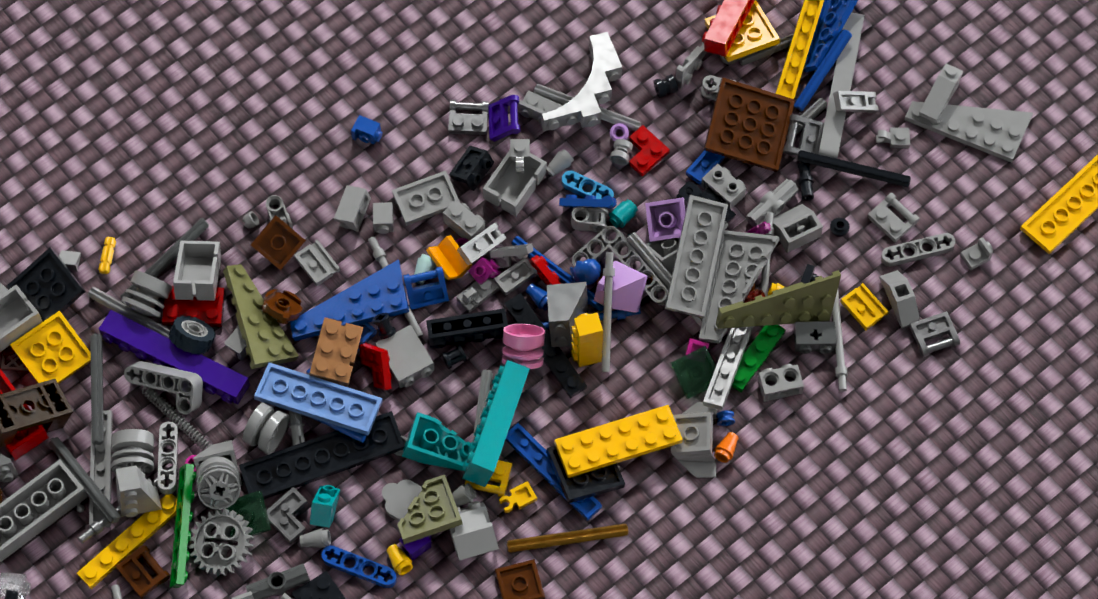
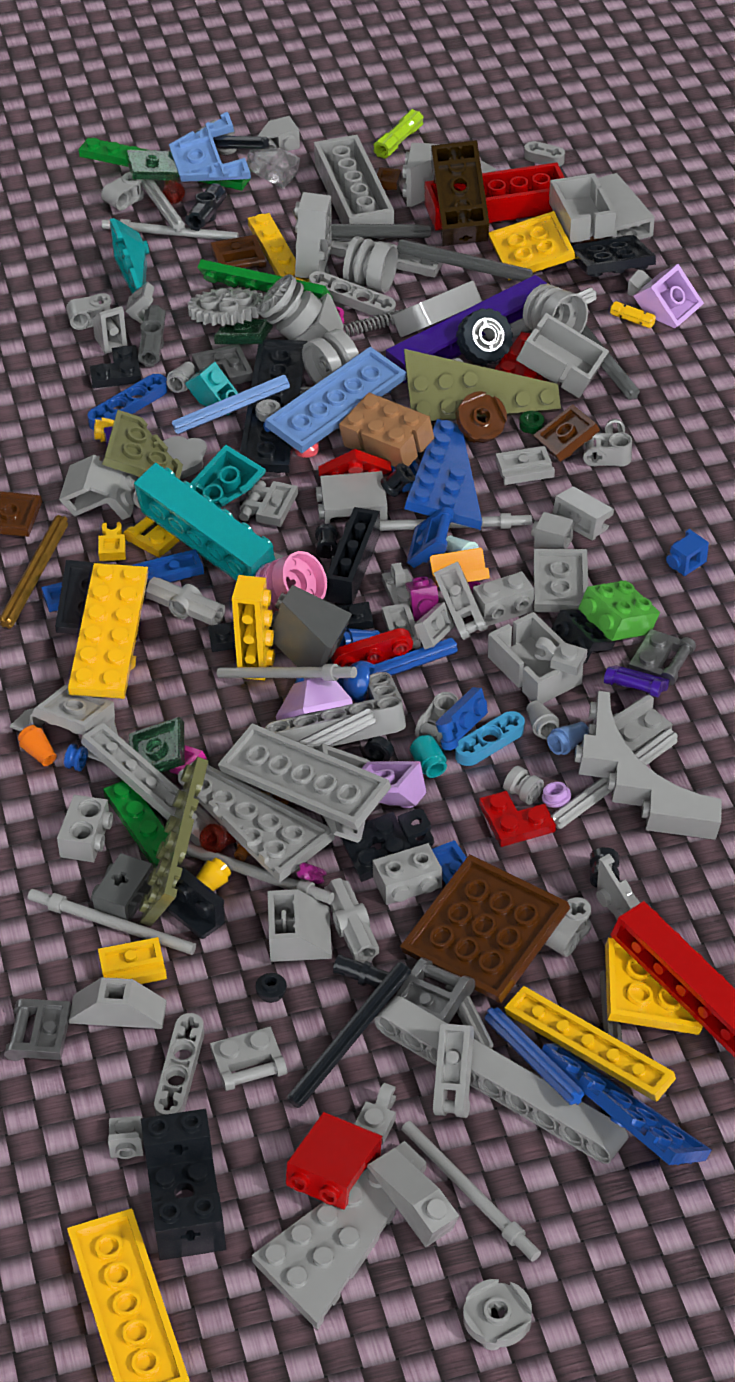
camera: 115 degrees right, 20 degrees down
(80, 235) = (669, 297): none -> lavender slope
(262, 279) = (531, 422): none -> dark green tile
(339, 450) = (266, 408): none -> light grey tile
(342, 481) = (231, 404): none -> medium blue axle
(432, 406) = (275, 503): none -> light grey plate
(449, 146) = (618, 610): none -> bright green brick
(554, 417) = (185, 601): none -> light grey piece
(570, 143) = (565, 738): none -> medium blue cone
(930, 48) = (511, 1231): none -> light grey bar
(940, 138) = (332, 1159): none -> red panel
(981, 45) = (492, 1331): none -> light grey plate
(1012, 197) = (179, 1160): none -> black plate

